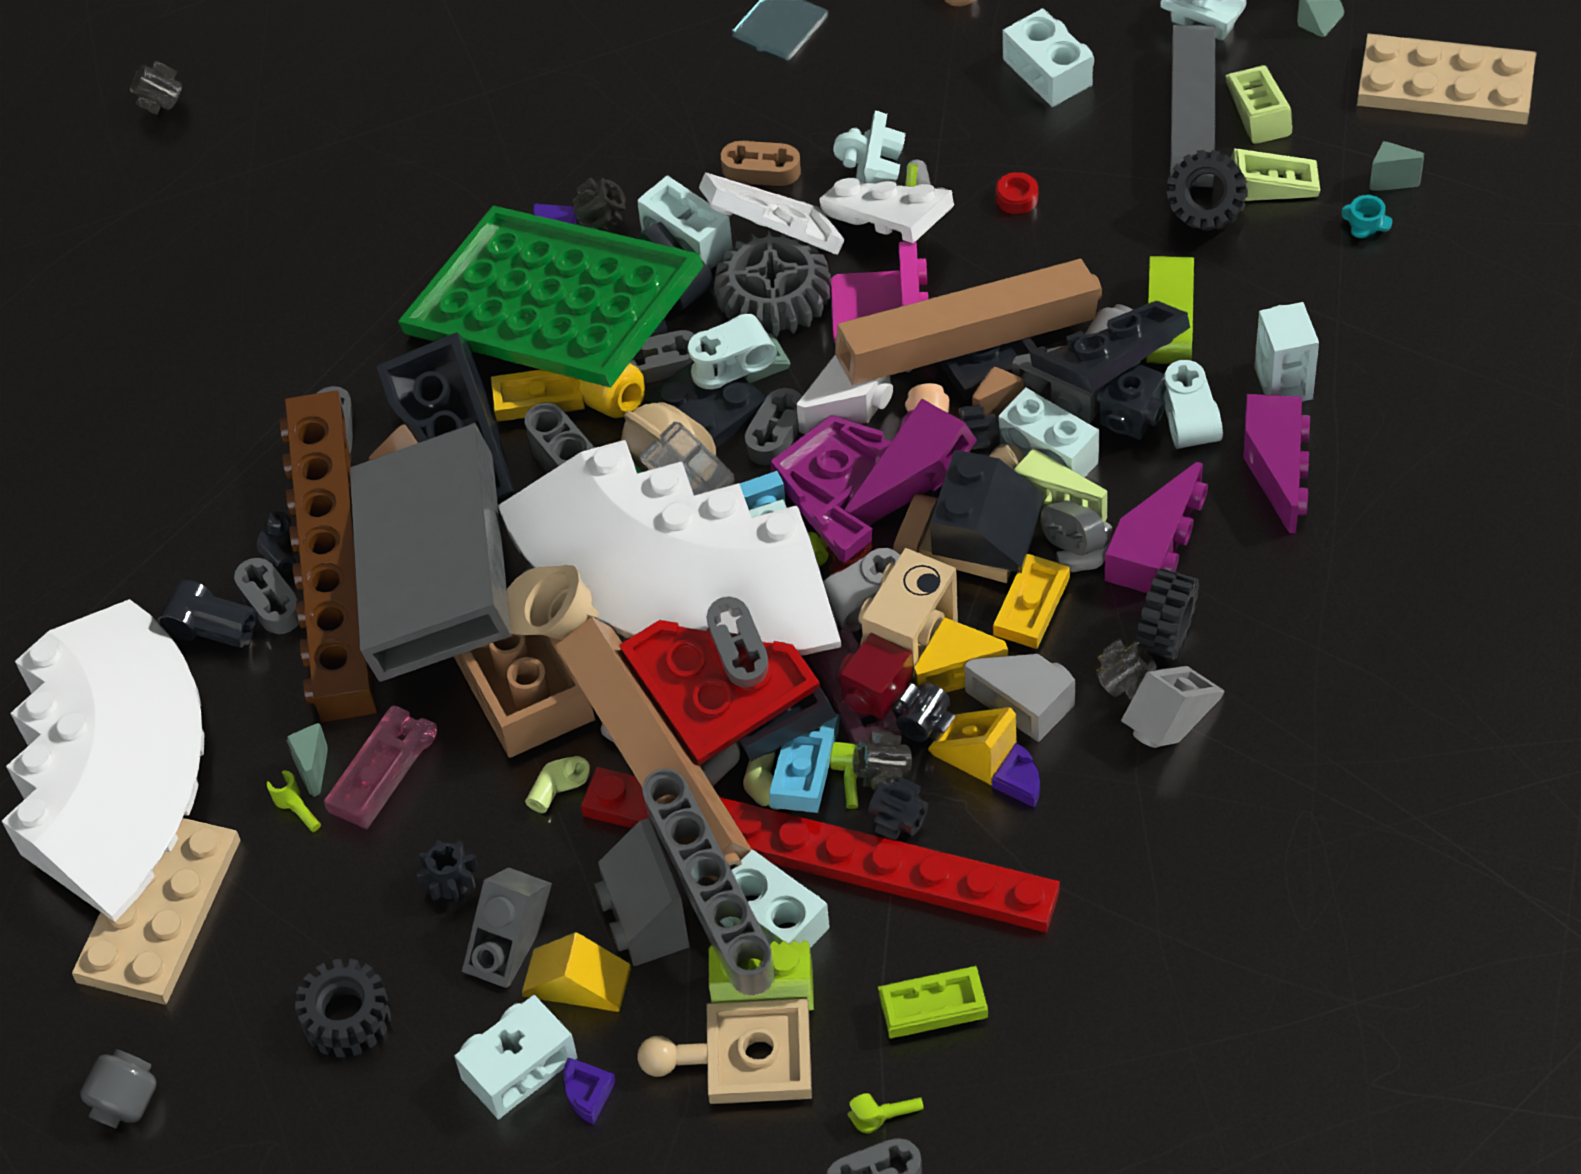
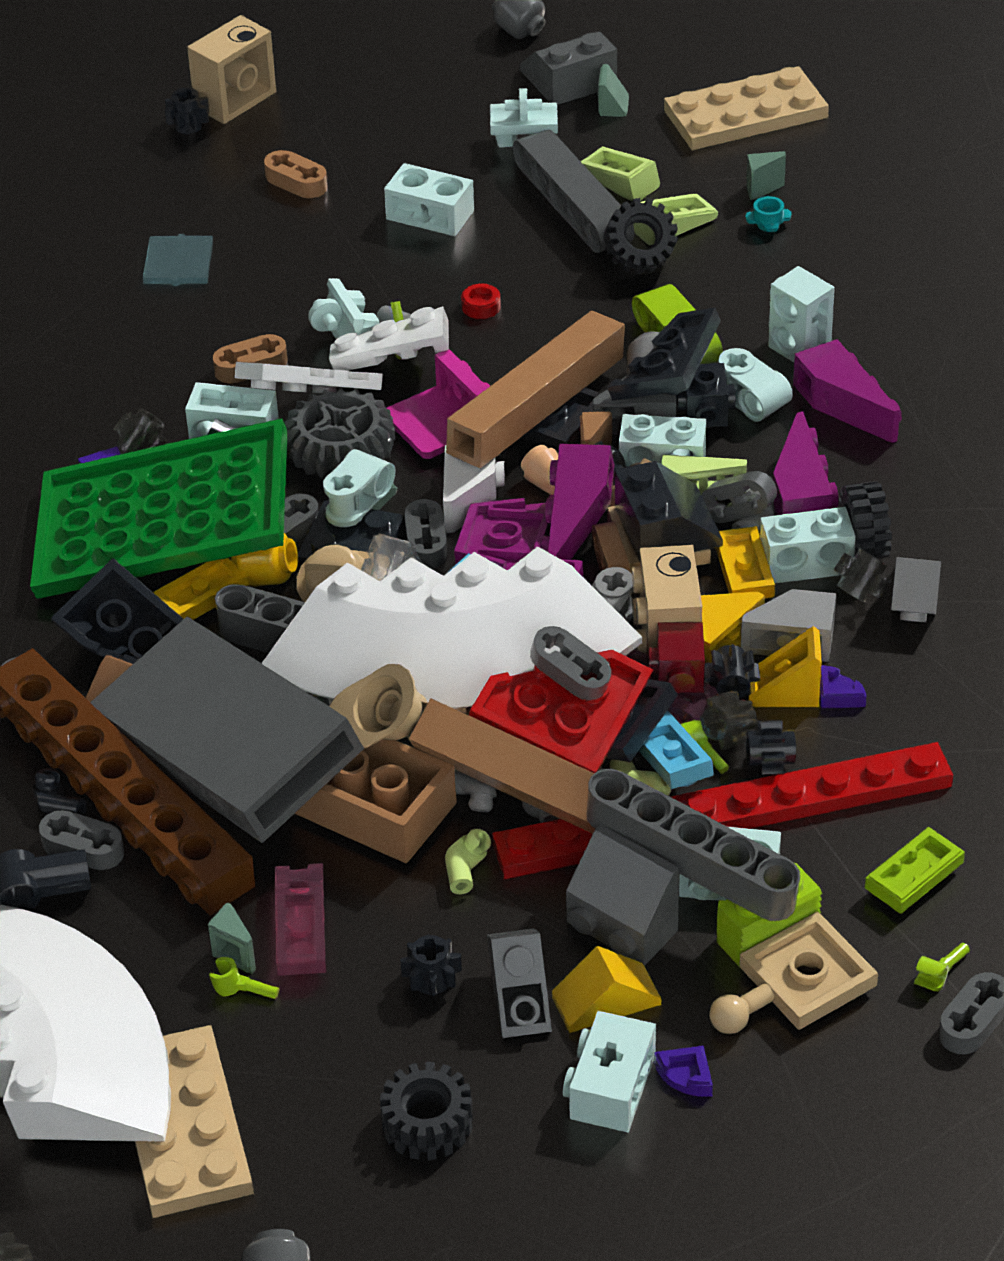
camera: 35 degrees left, 10 degrees down
(1095, 607) = (806, 543): none -> light aqua brick

